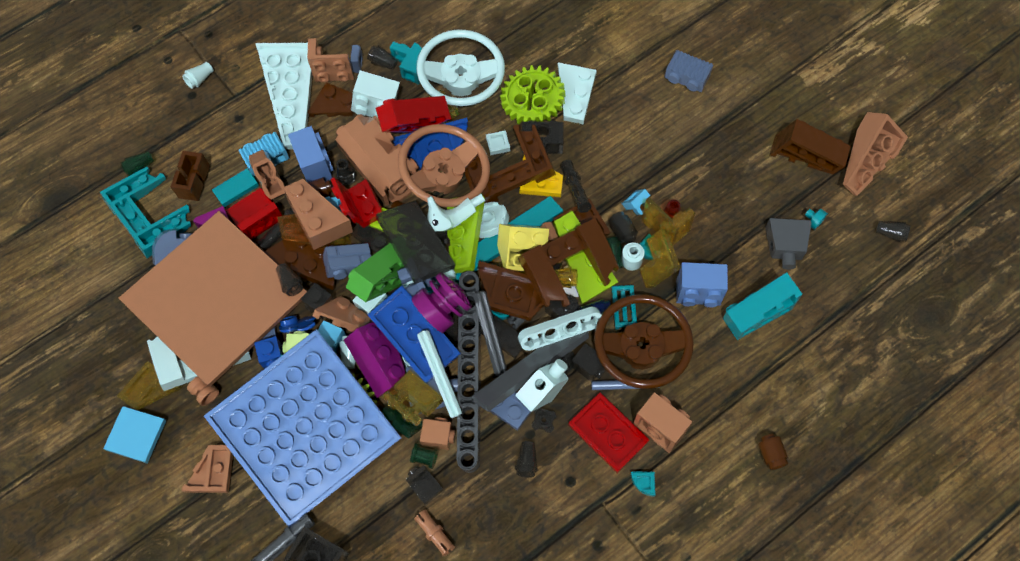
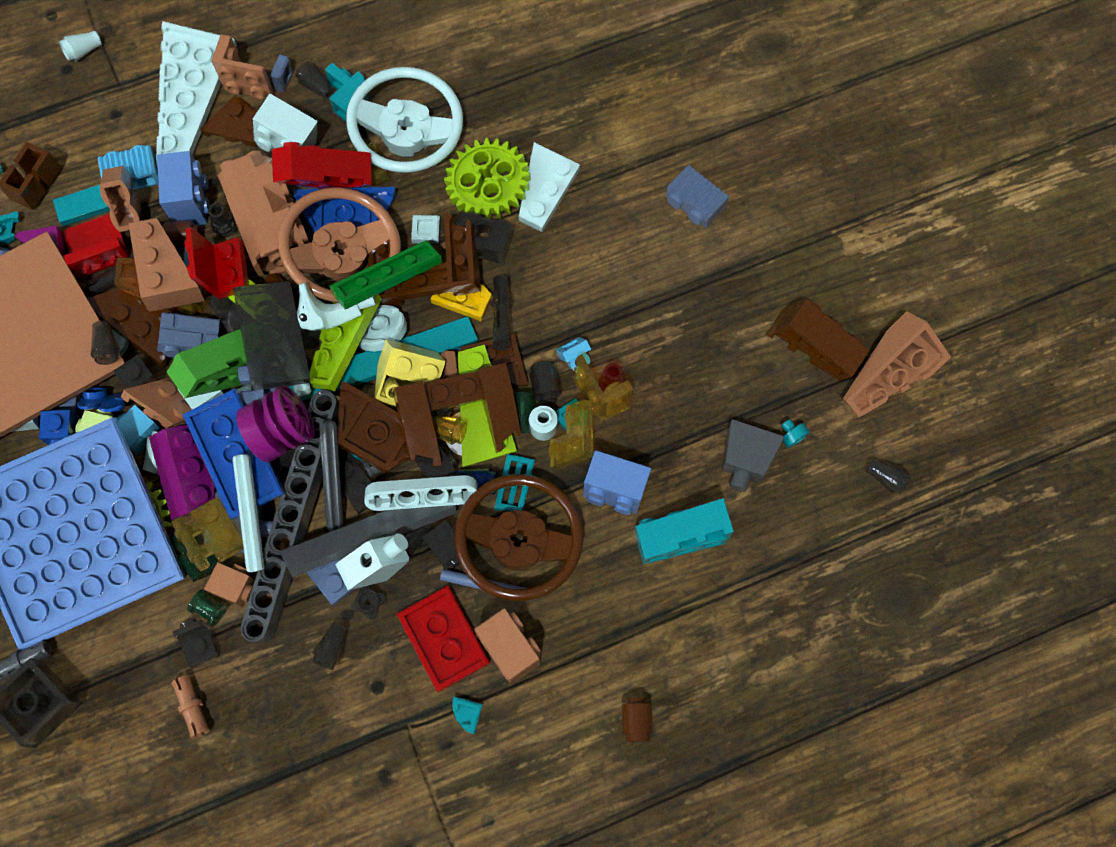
camera: 10 degrees right, 5 degrees up
(485, 177) = (385, 274): none -> green tile

